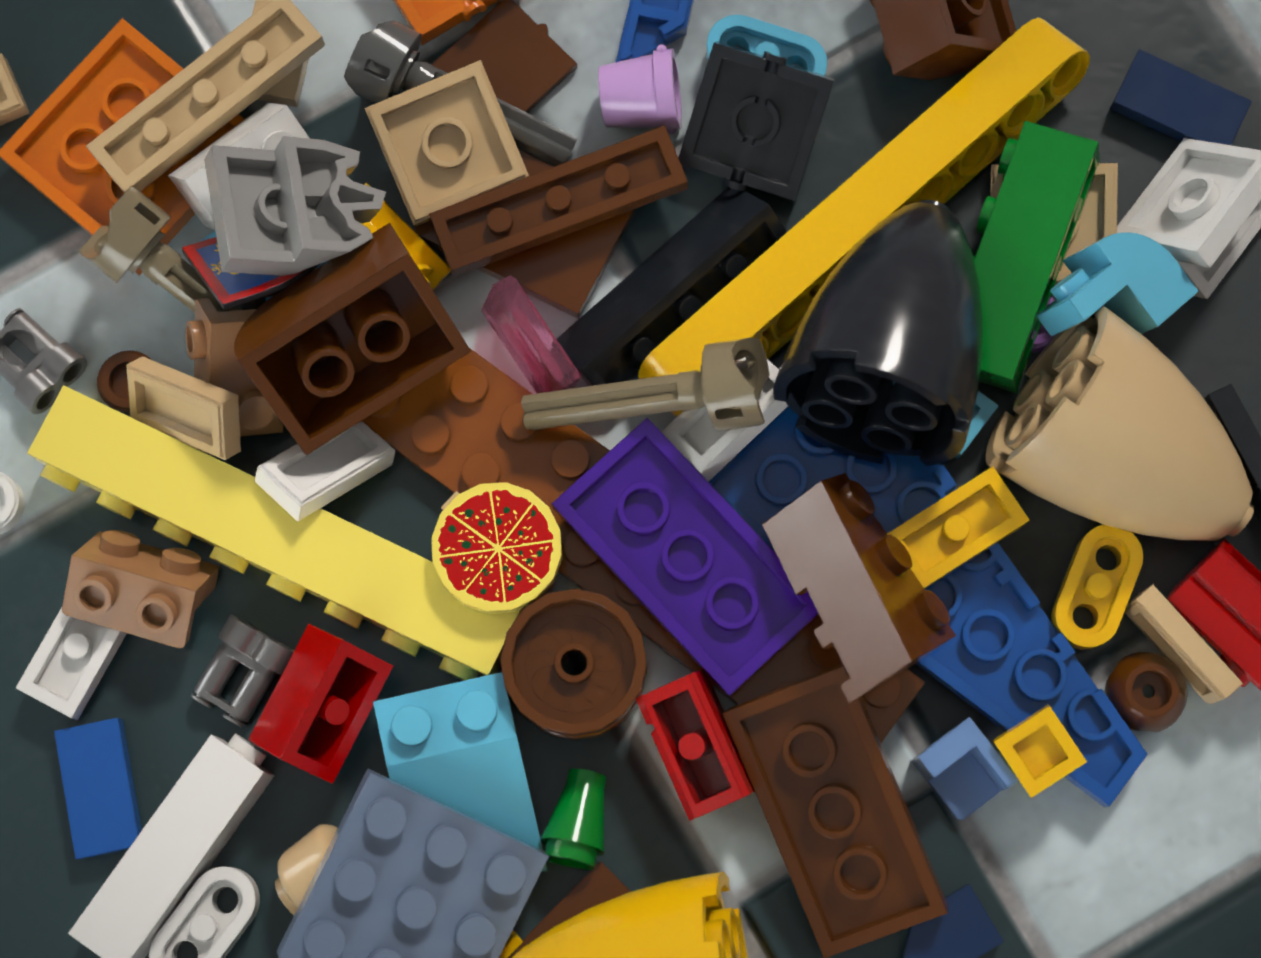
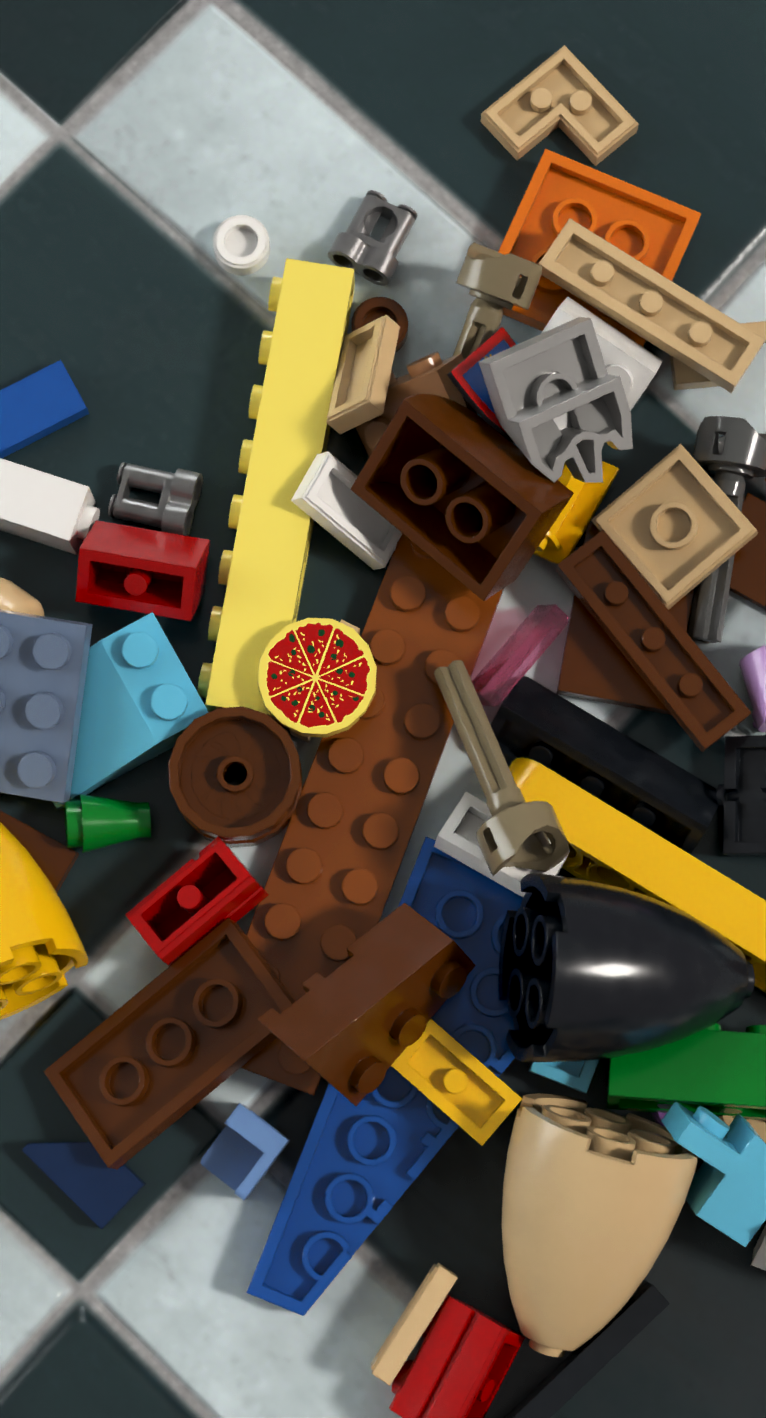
camera: 70 degrees right, 0 degrees up
(70, 664) = (137, 357): white plate -> none
(138, 587) = (201, 388): medium nougat bracket -> none
(686, 556) = (359, 844): dark purple plate -> none
(1039, 751) = (275, 1212): yellow plate -> none
(1097, 589) = (445, 1230): yellow plate -> none
(1168, 686) = (381, 1291): reddish brown plate -> none

